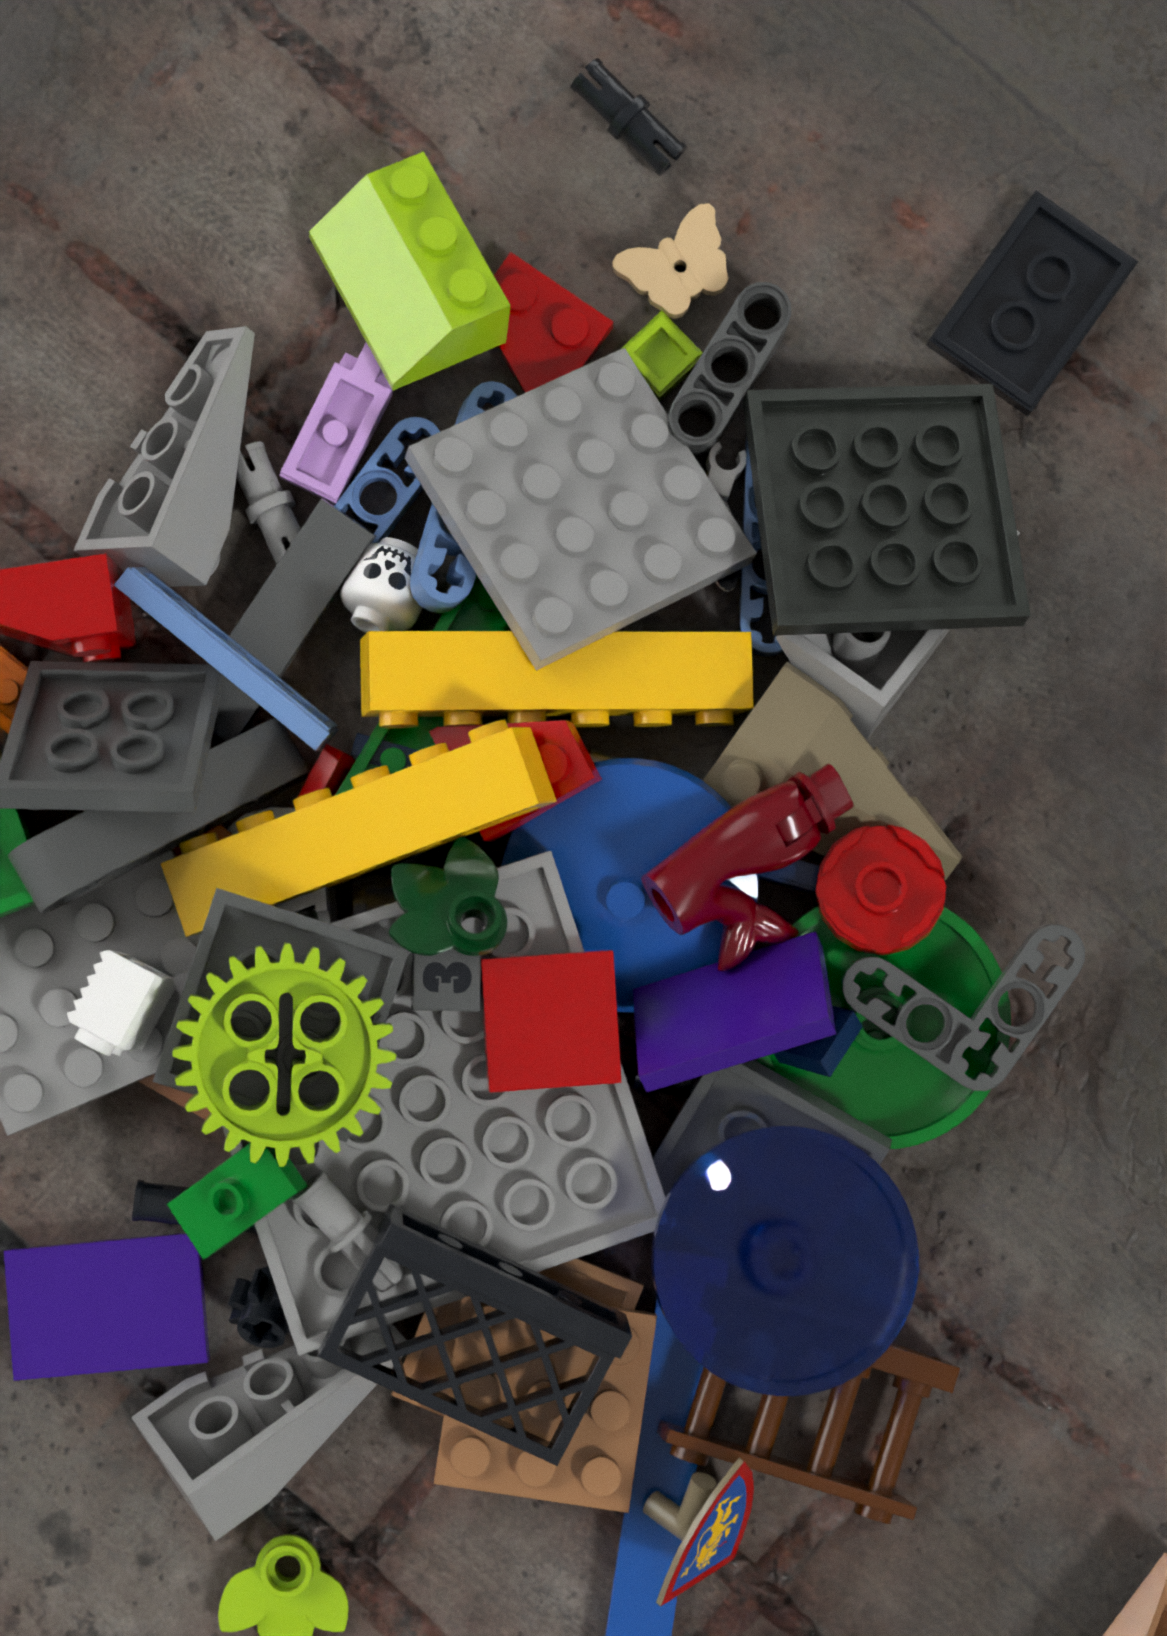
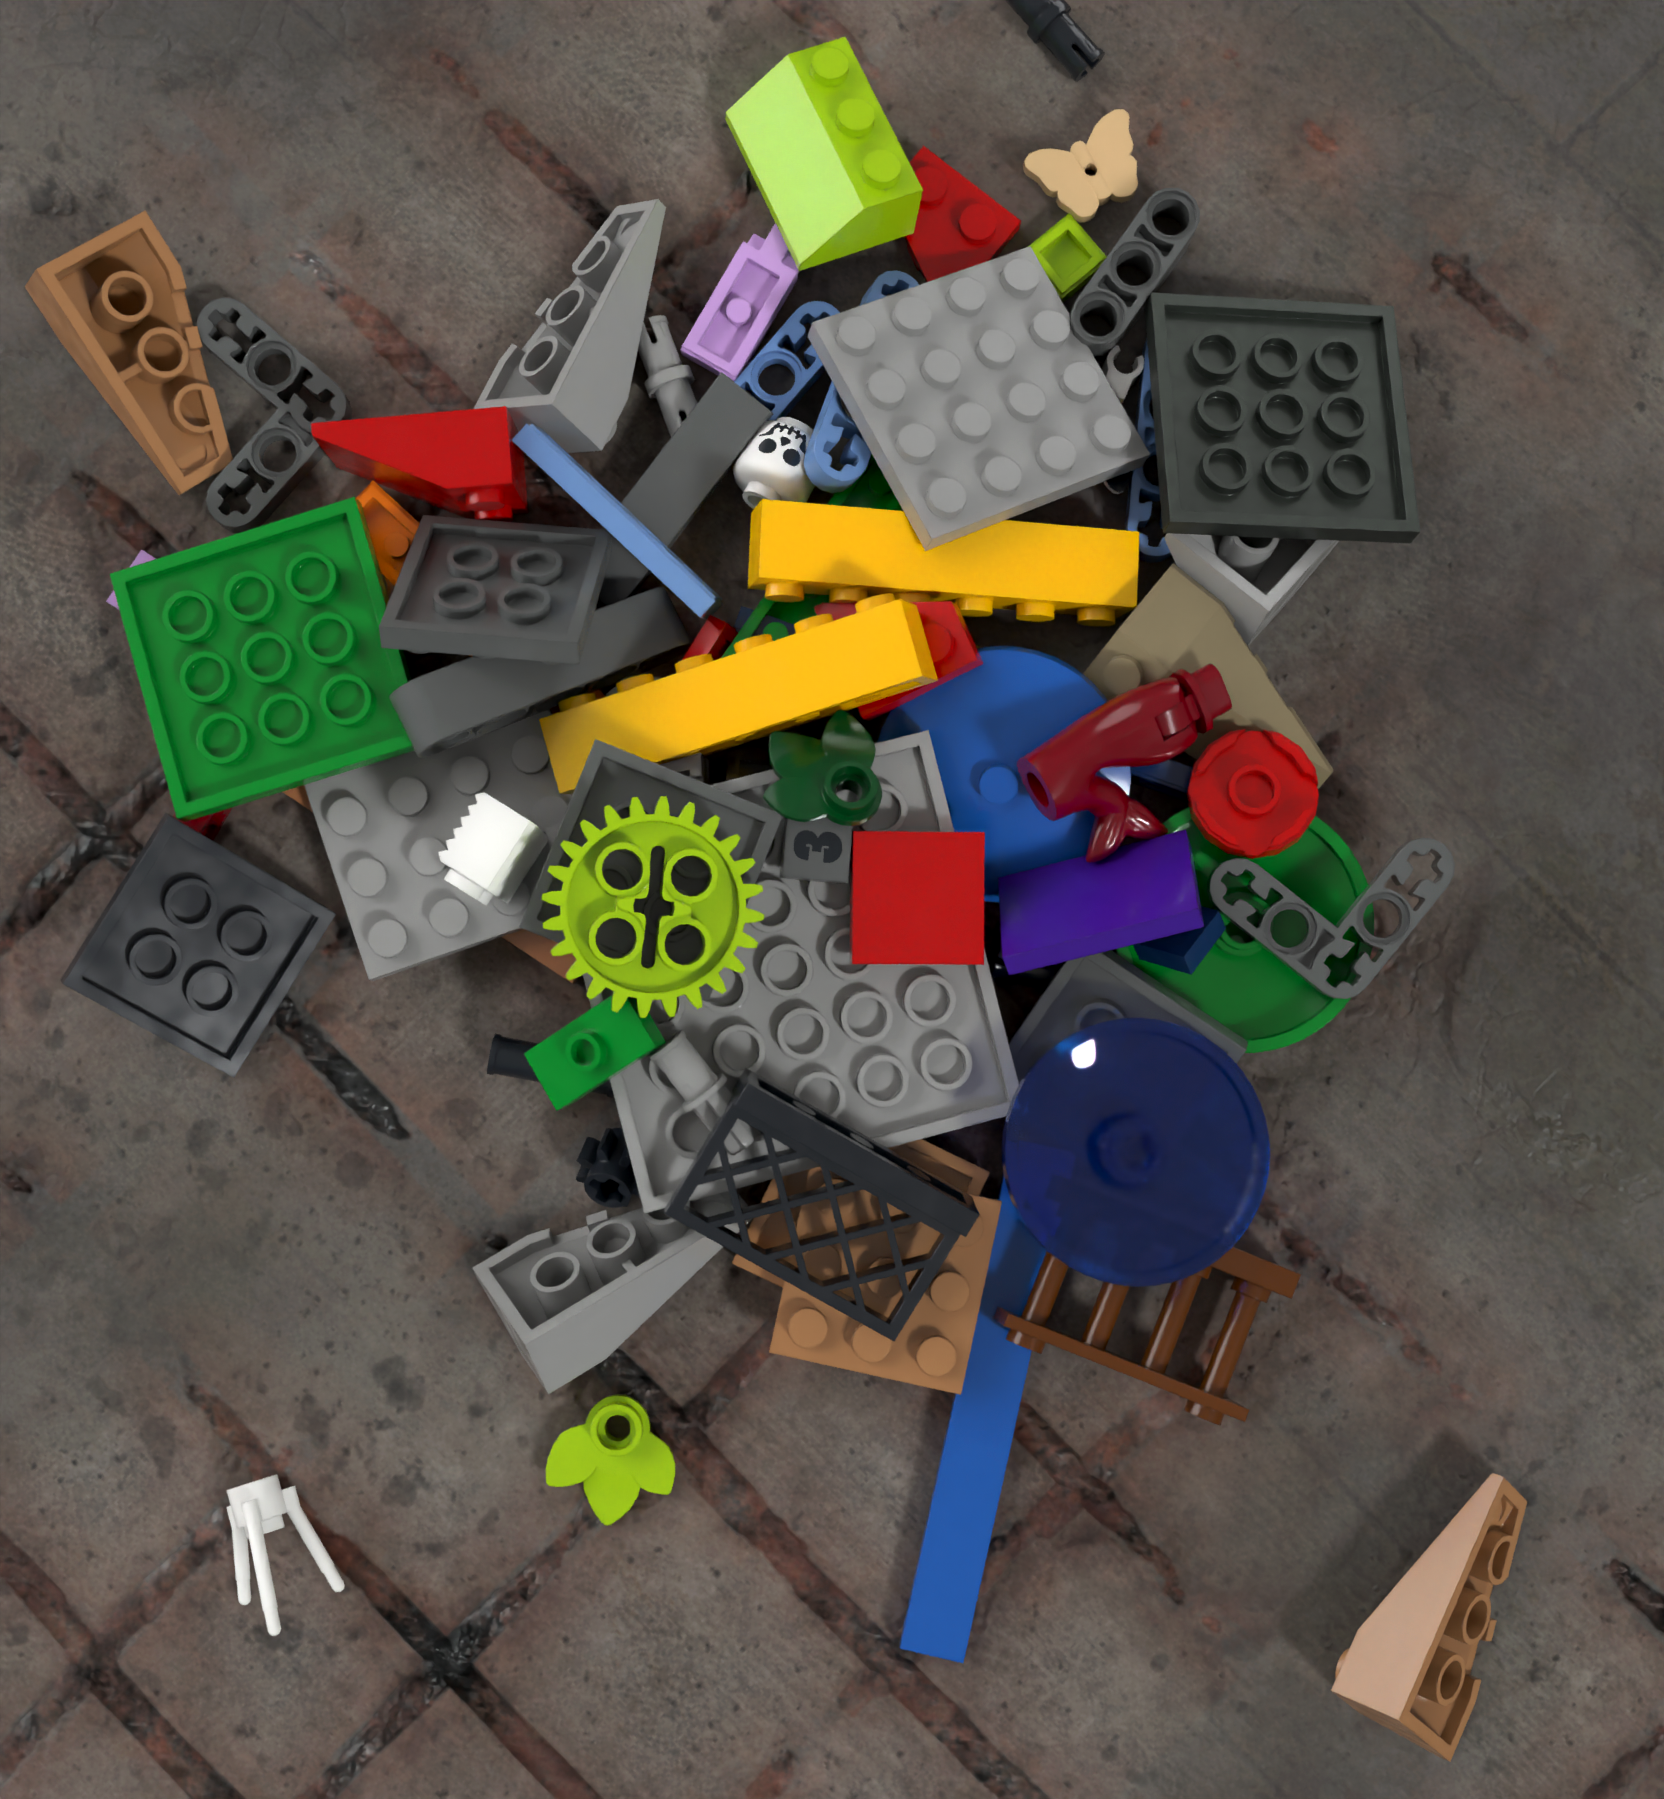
camera: 10 degrees right, 0 degrees up
(106, 1306) = (455, 1157): dark purple tile -> none
(707, 1524) = (1038, 1411): shield -> none
(1032, 303) = (1436, 230): black tile -> none

